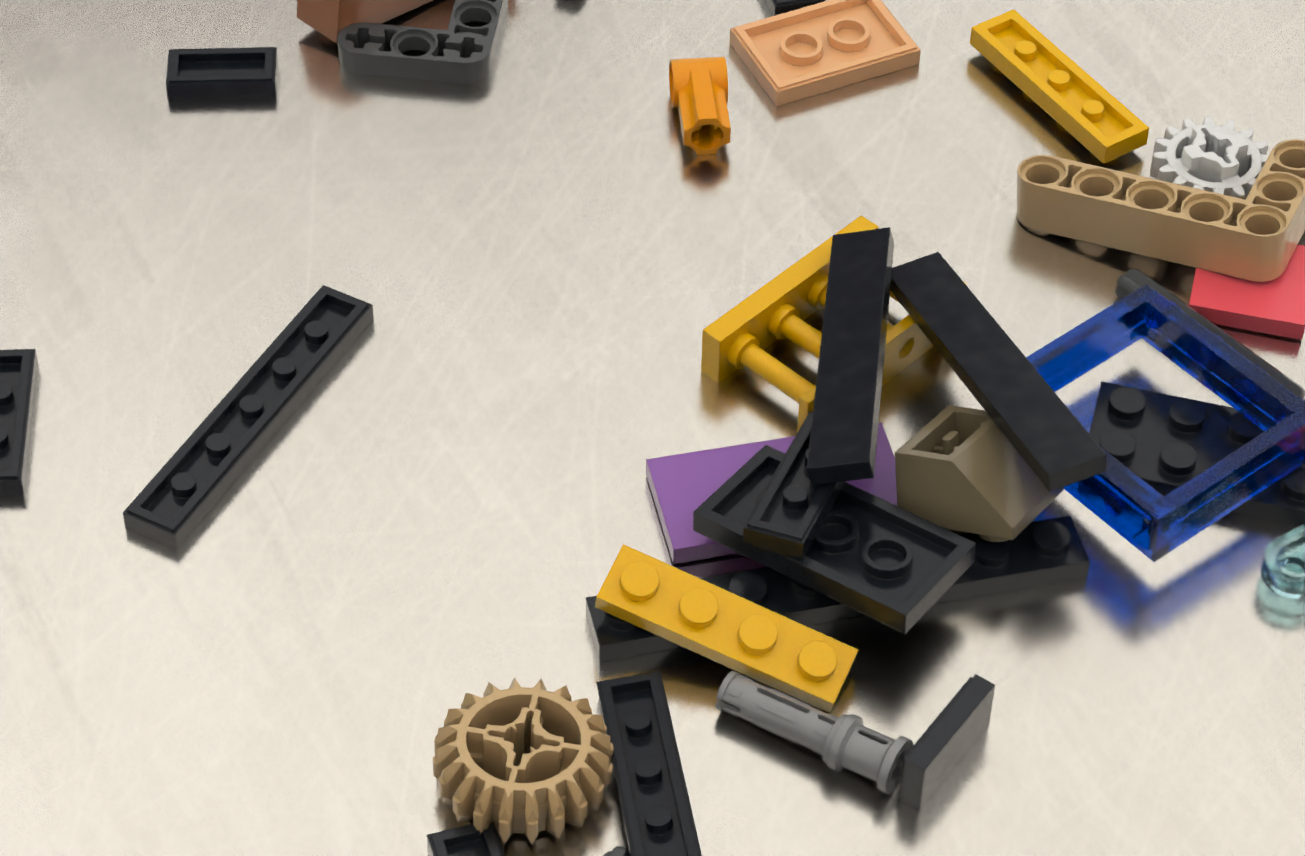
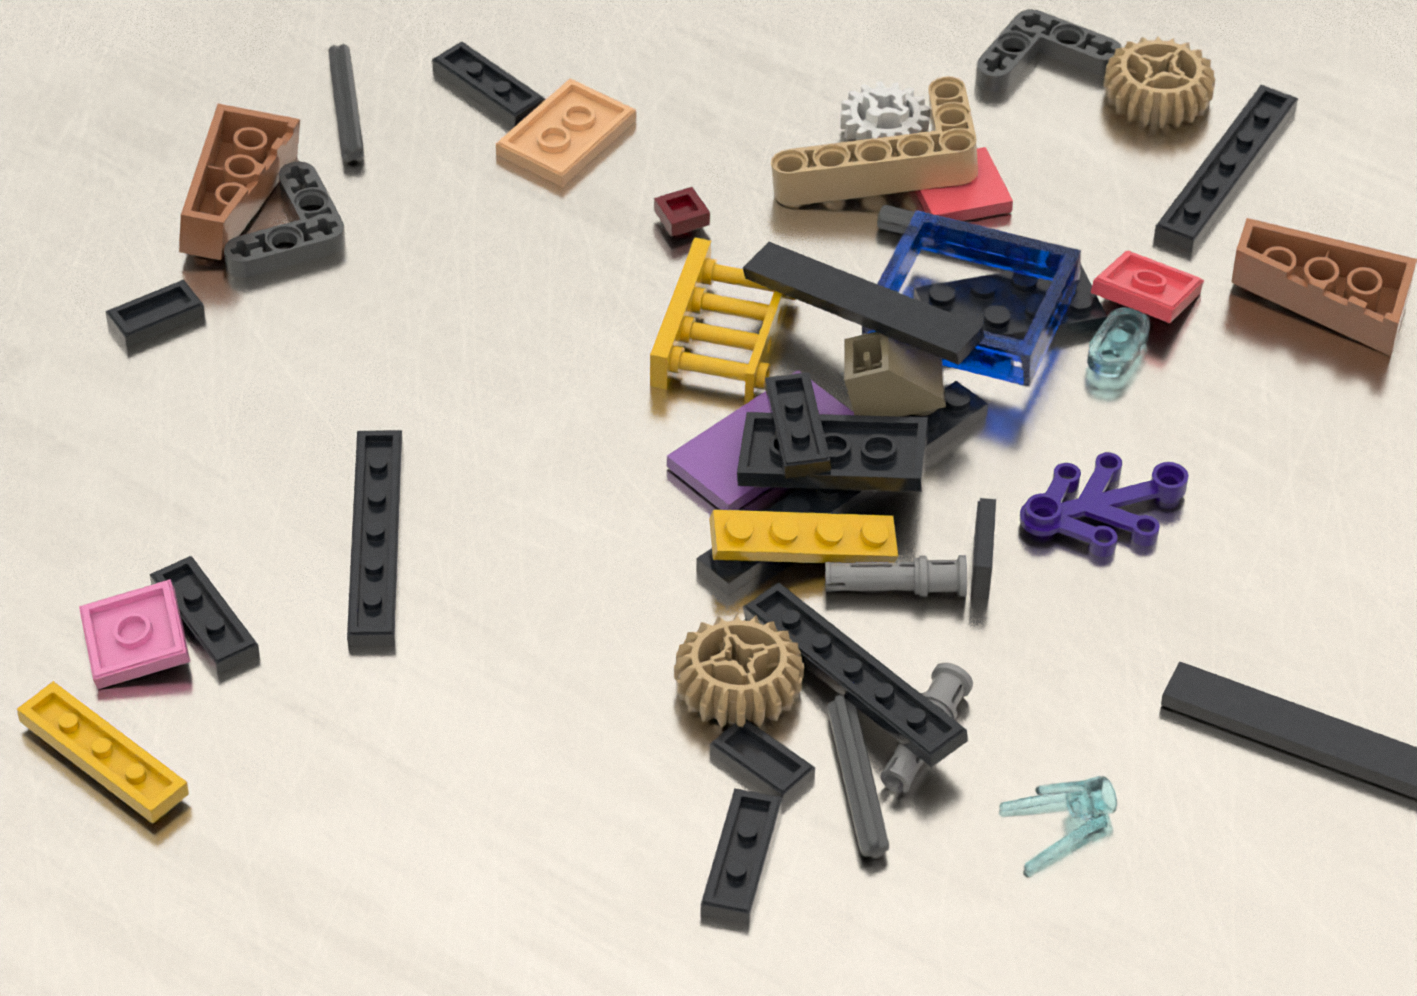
camera: 30 degrees left, 0 degrees up
(701, 96) = (513, 197): light orange piece -> none
(851, 358) = (770, 329): black tile -> none
(884, 183) = (681, 211): none -> dark red plate
(1059, 86) = (746, 100): yellow plate -> none
(1147, 751) = (1047, 514): none -> dark purple plant

